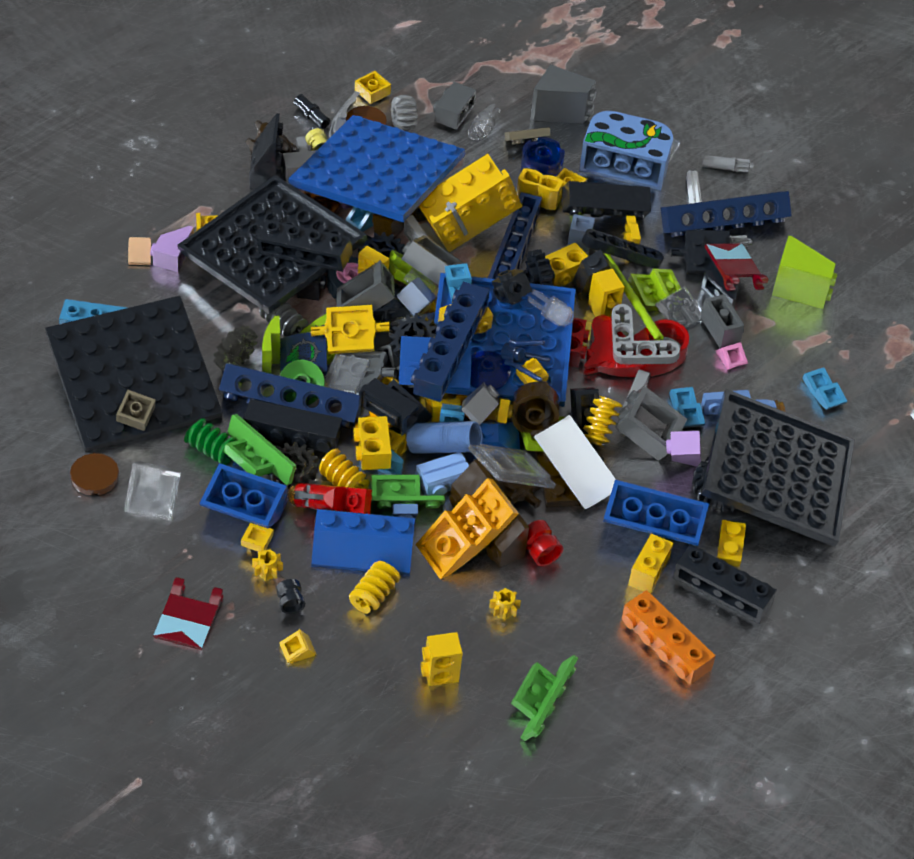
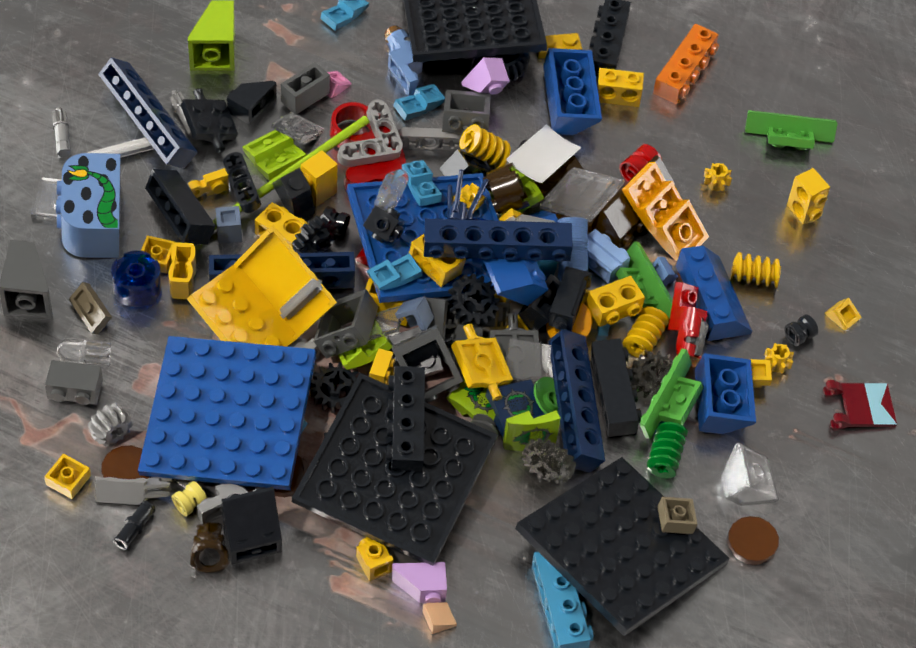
camera: 110 degrees left, 5 degrees up
(563, 342) = (421, 183): none -> dark azure slope
(735, 262) = (230, 86): dark red flag -> none

